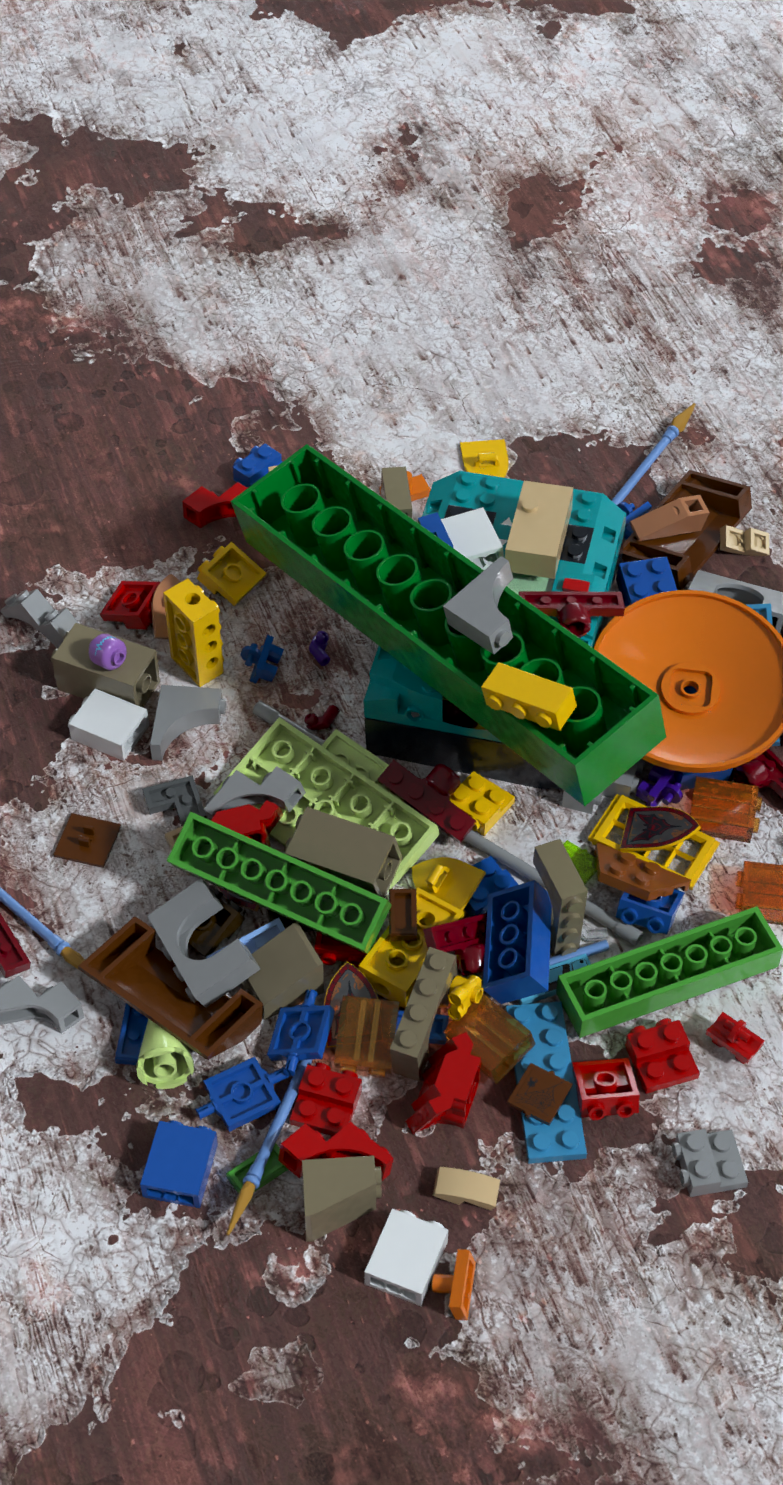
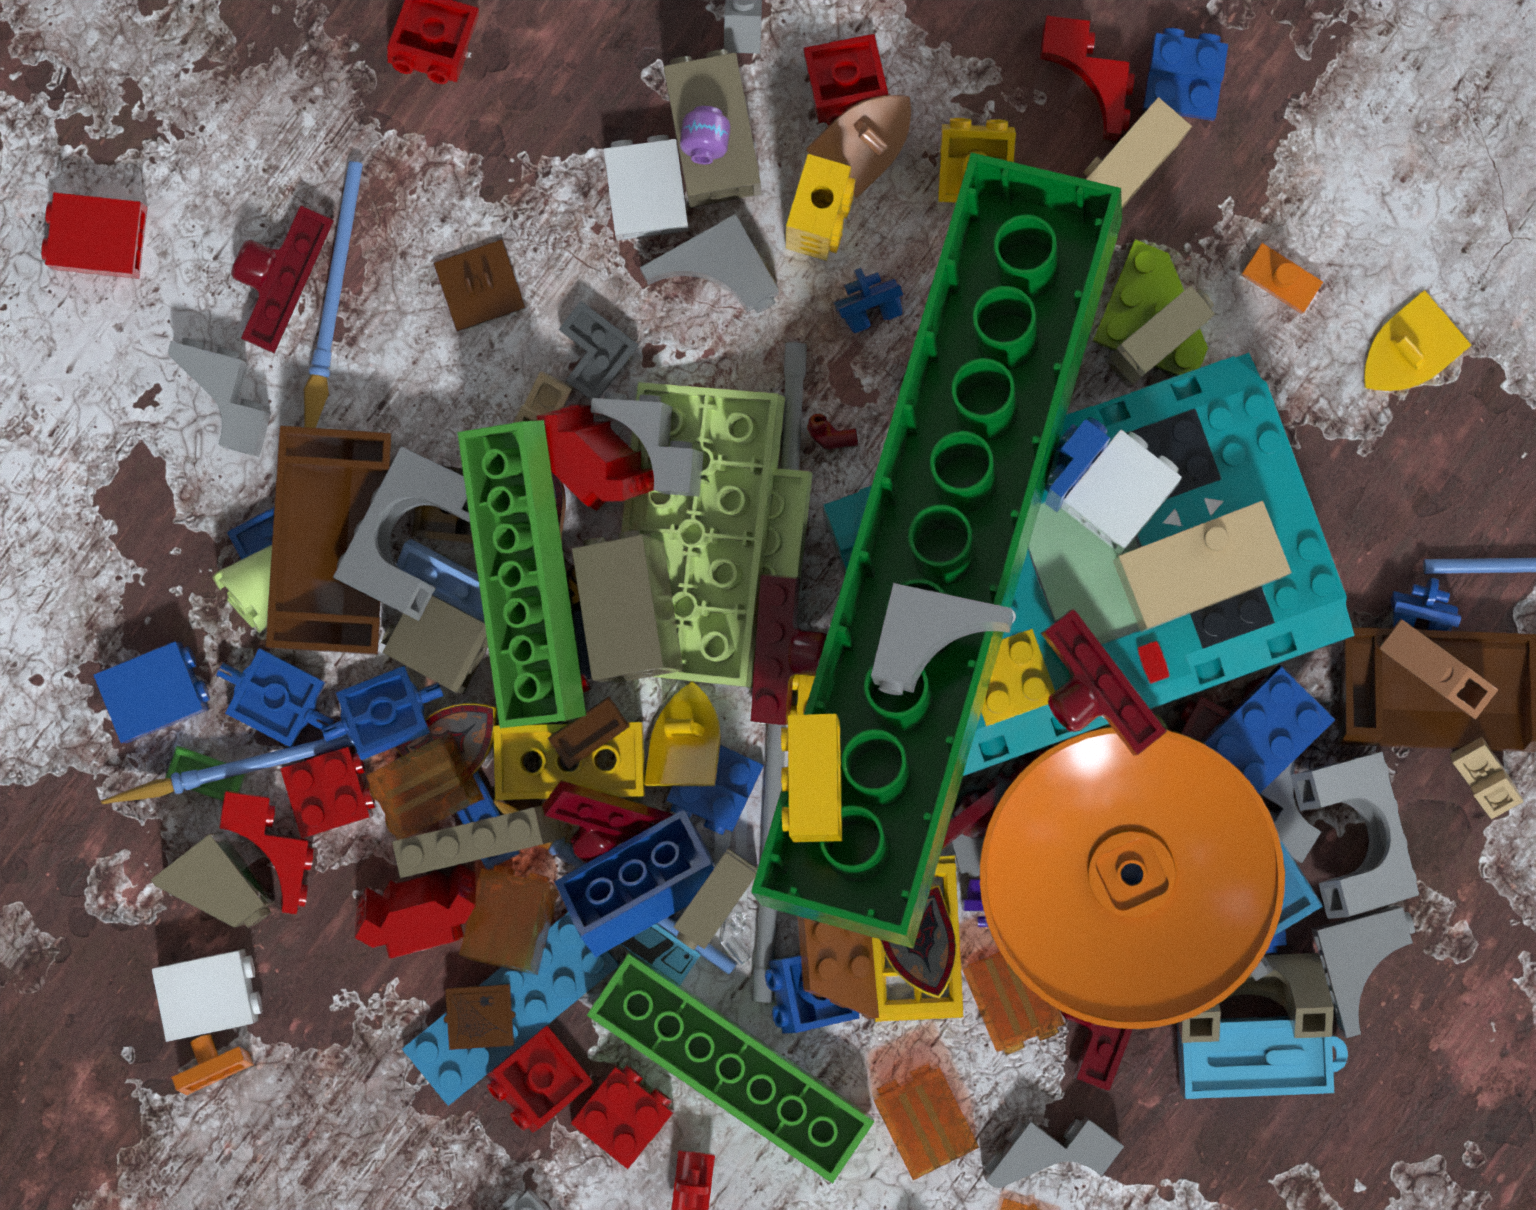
camera: 60 degrees right, 35 degrees up
(462, 994) = (535, 867): yellow plate -> none
(467, 1186) = (325, 1004): tan slope -> none

